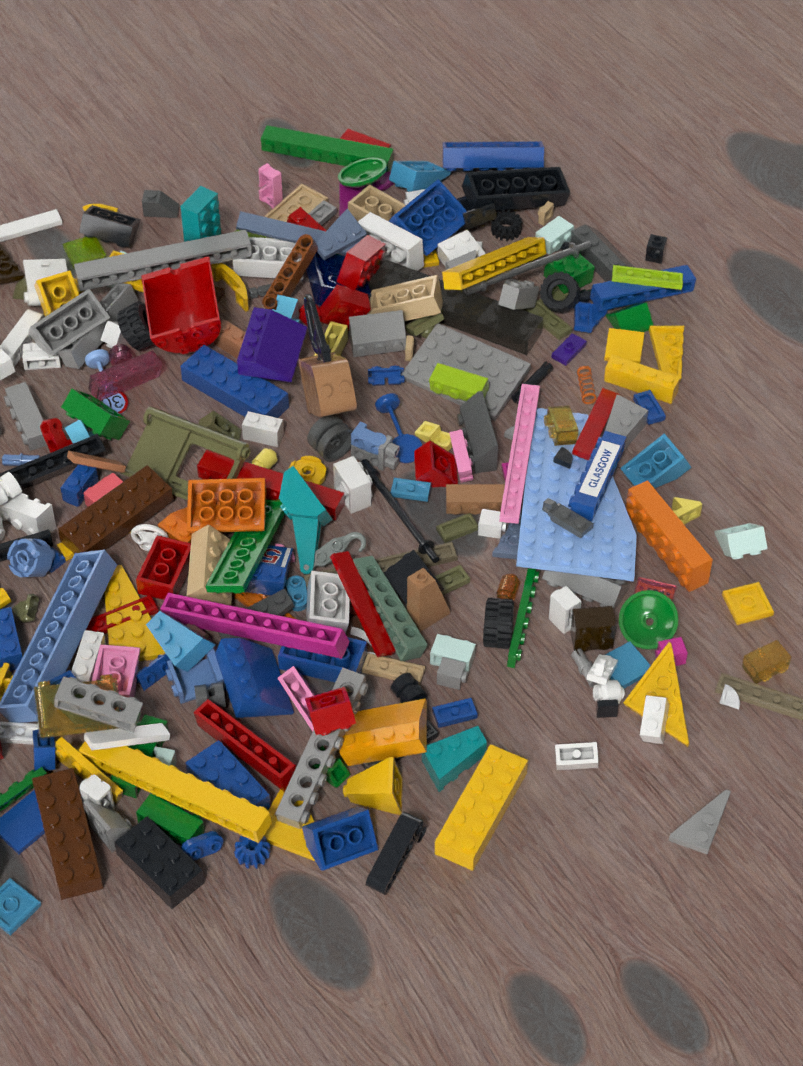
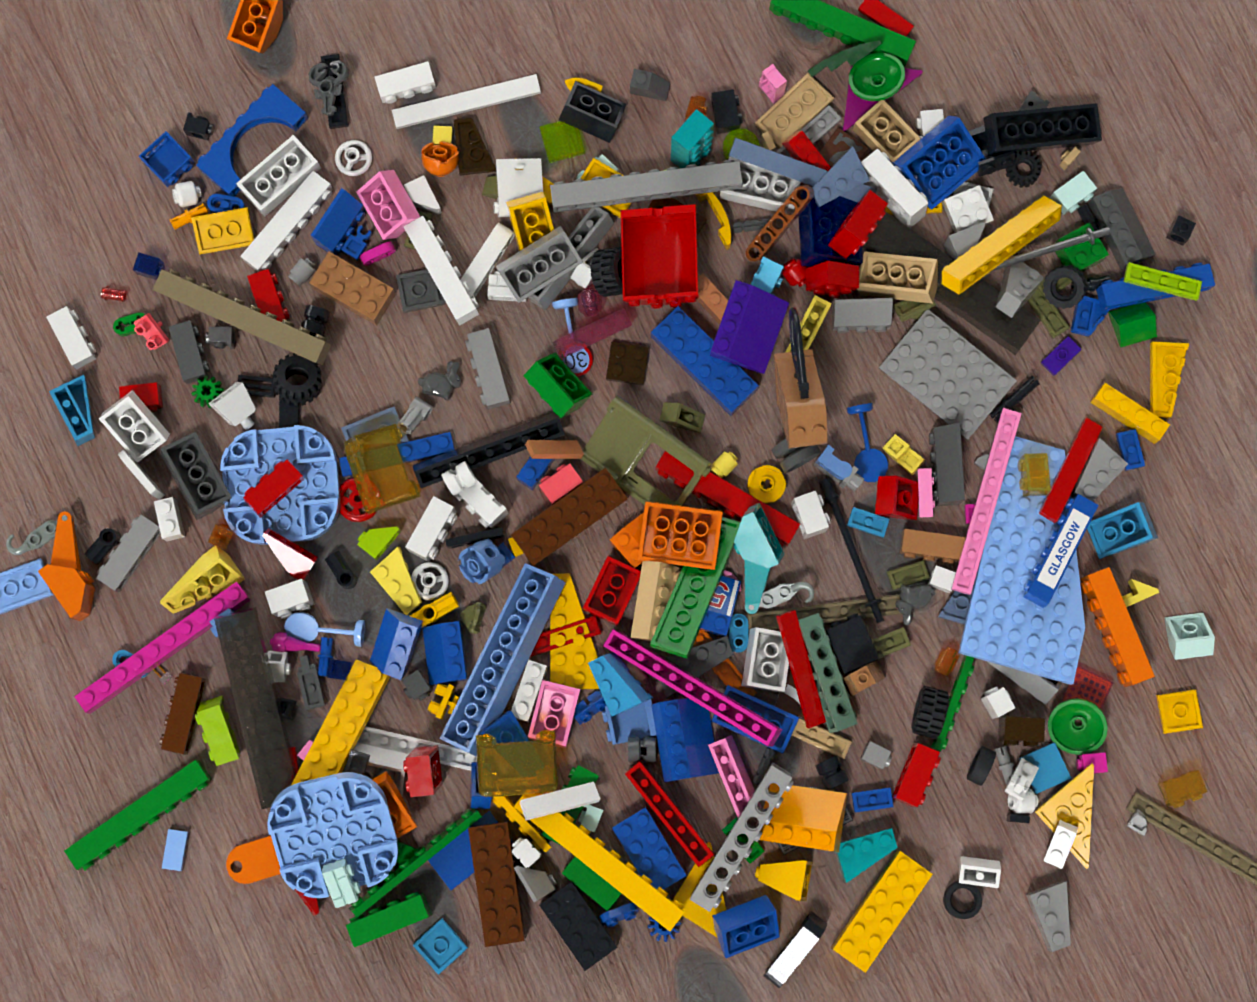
camera: 10 degrees right, 30 degrees up
(16, 460) = (478, 425): medium blue axle -> none
(54, 435) = (514, 407): red leg -> none
(78, 431) = (538, 407): medium azure panel -> none
(104, 713) = (562, 790): light grey brick -> none
(147, 538) = (598, 552): white piece -> none
(163, 397) = (627, 363): none -> dark brown plate
(229, 213) = (725, 111): none -> black brick
(262, 429) = (727, 423): white brick -> none
(330, 711) = (754, 813): red slope -> none
(332, 163) = (851, 55): none -> dark green slope
(392, 373) = (870, 366): blue hinge -> none
(409, 349) = (893, 332): tan tile -> none
(416, 174) = (938, 81): dark azure slope -> none
(453, 649) = (881, 732): light aqua brick -> none
(457, 383) = (936, 400): lime brick -> none
(465, 539) = (913, 597): none -> dark grey animal
(492, 155) = (1025, 67): blue brick -> none
(495, 679) = (916, 775): none -> red brick
(559, 664) = (981, 765): none -> black tyre
(563, 458) = (1029, 518): black tile -> none
(564, 773) = (962, 915): none -> black tyre
(567, 518) = (1019, 605): dark grey hinge -> none
(587, 394) = (1070, 391): orange piece -> none
(624, 344) = (1120, 362): yellow tile -> none
(659, 786) = (1052, 914): none -> light grey wedge
(701, 828) = (1081, 961): light grey wing -> none

